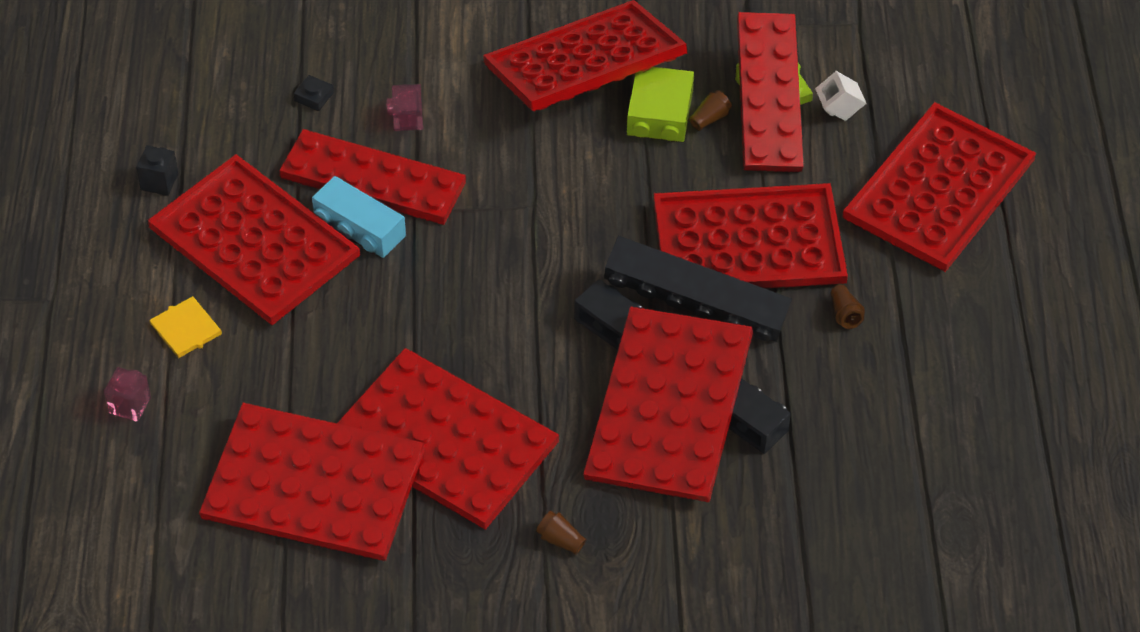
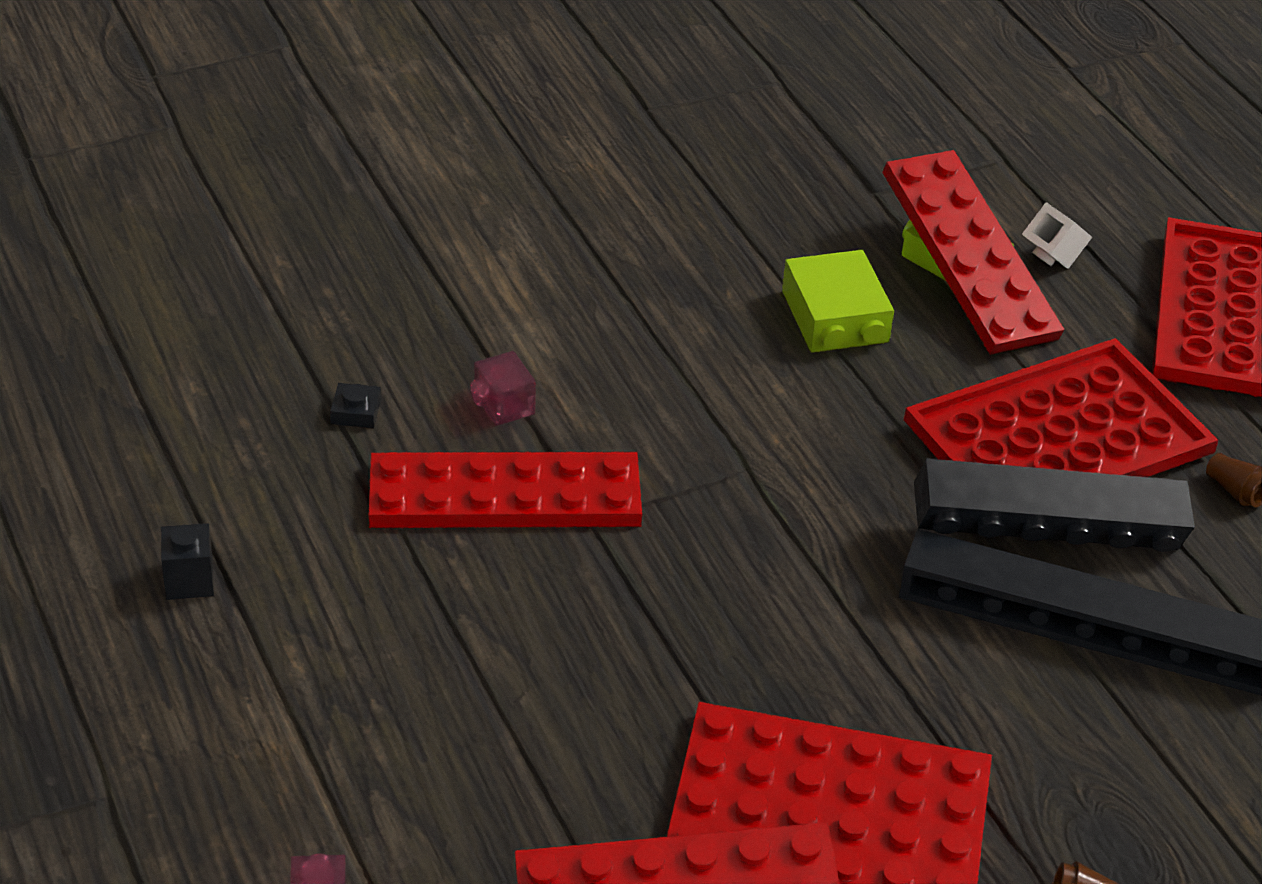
camera: 25 degrees left, 10 degrees down
(185, 327) = (345, 772): yellow piece -> none
(254, 239) = (384, 618): red plate -> none
(359, 216) = (523, 544): medium azure brick -> none
(584, 55) = (707, 266): red plate -> none
(669, 404) = (1124, 666): red plate -> none
(713, 108) = (906, 290): reddish brown cone -> none

